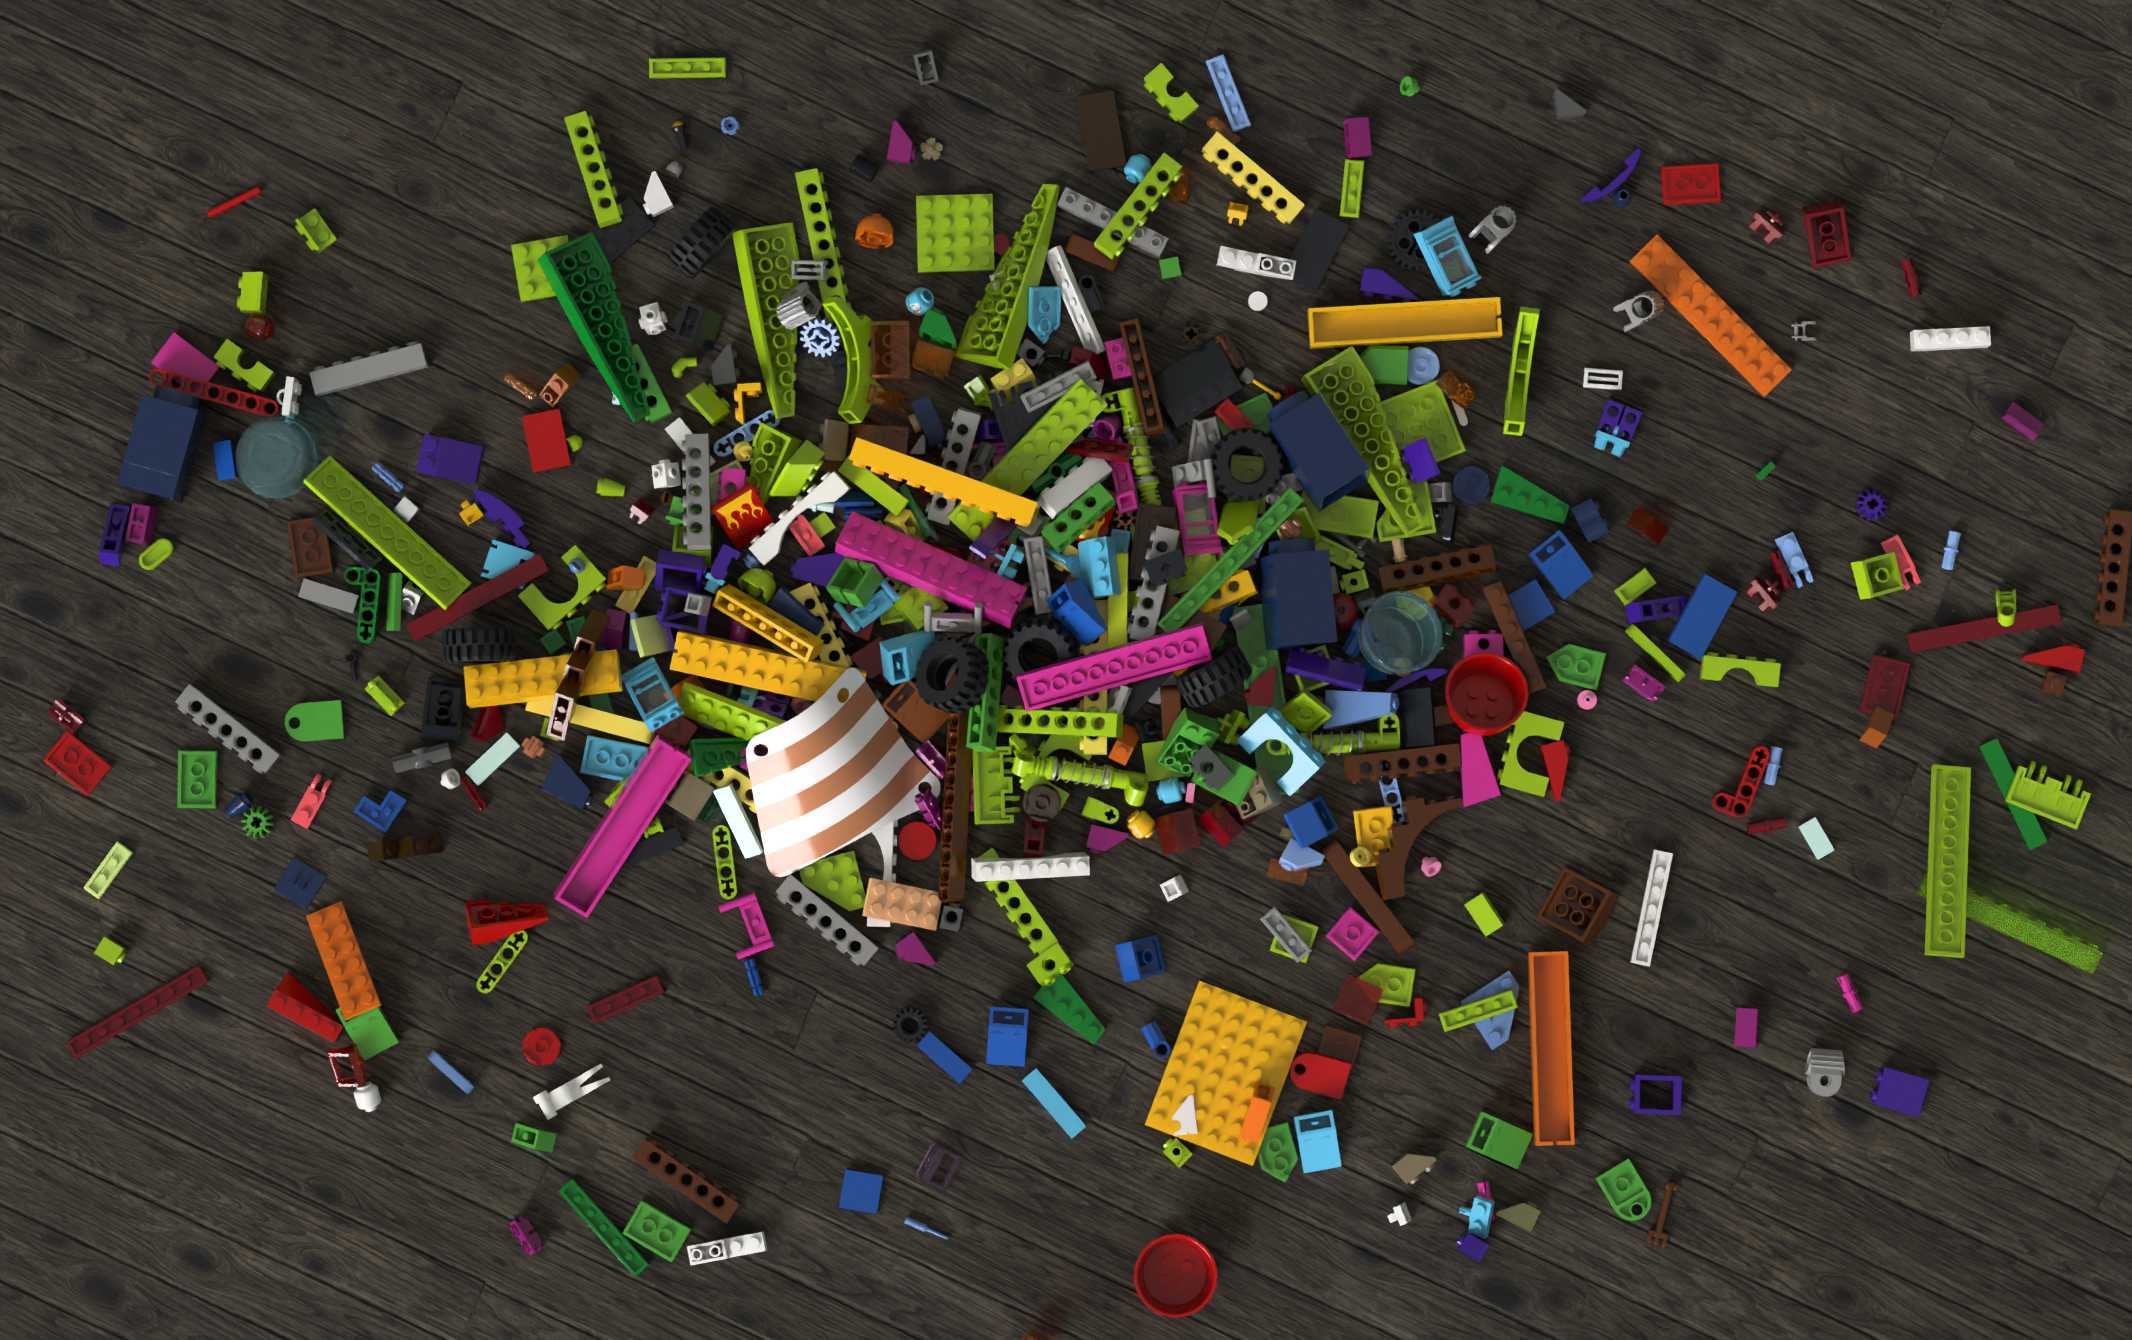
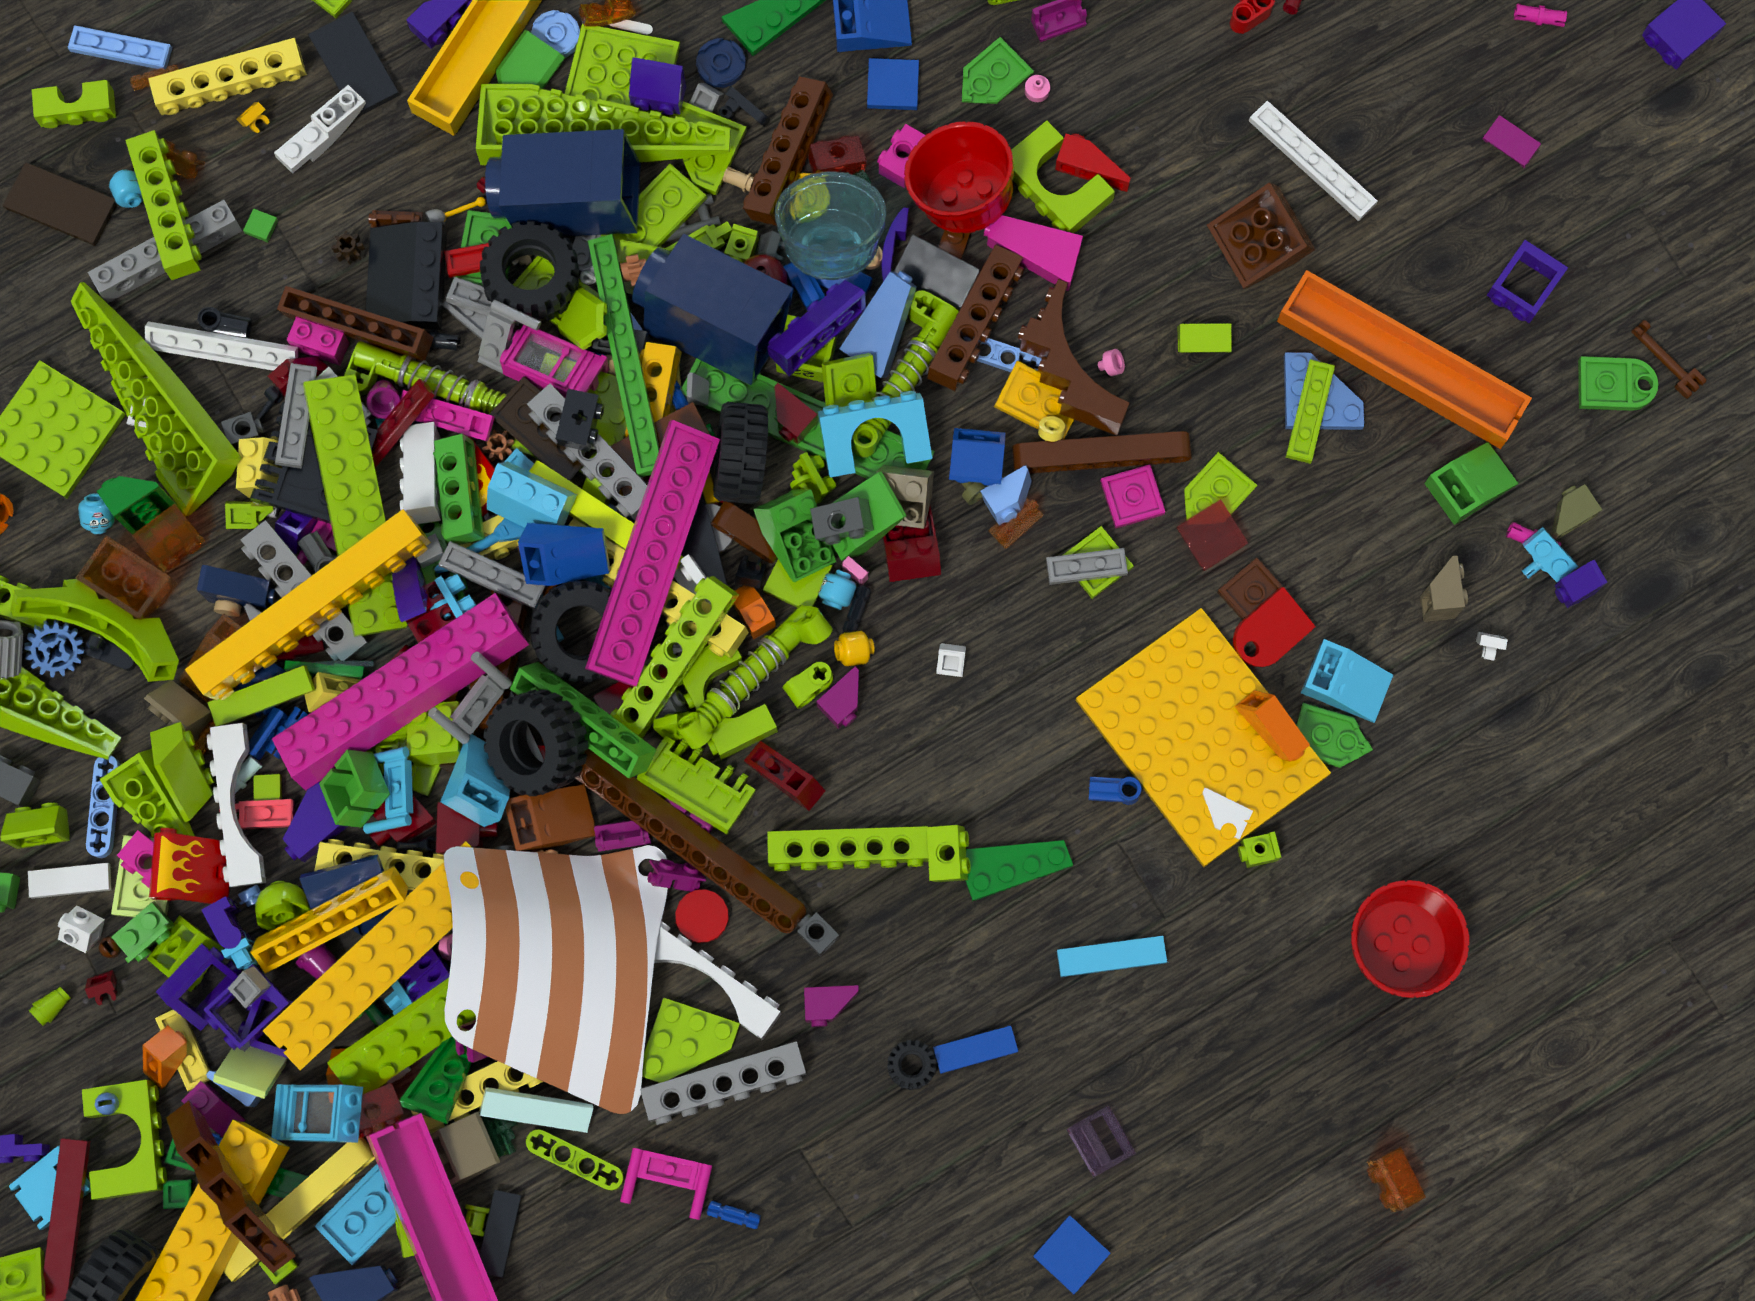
camera: 55 degrees left, 10 degrees down
(701, 444) = (178, 932): light grey brick -> none
(743, 451) = (119, 822): light yellow tile -> none
(751, 390) = (51, 769): yellow bracket -> none
(885, 398) = (175, 621): clear orange hinge -> none
(902, 904) = (763, 979): light nougat plate -> none
(923, 1227) = (1160, 1208): medium blue piece -> none
(1001, 244) = (102, 387): dark red tile -> none
(1007, 1036) = (998, 958): blue slope -> none
(1027, 868) = (819, 801): white arch -> none
(1042, 802) = (753, 740): dark brown tile -> none
(1044, 310) = (206, 384): medium azure tile -> none
(1065, 464) = (391, 474): green piece -> none
(1086, 251) = (183, 295): reddish brown beam -> none
(1140, 958) = (1007, 748): blue slope -> none
(1177, 831) = (889, 611): clear red slope -> none
(1257, 301) = (363, 157): white tile -> none
(1419, 1009) = (1267, 476): red bracket -> none
(1515, 635) = (903, 110): reddish brown brick -> none
(1821, 1063) = (1609, 88): light grey piece -> none

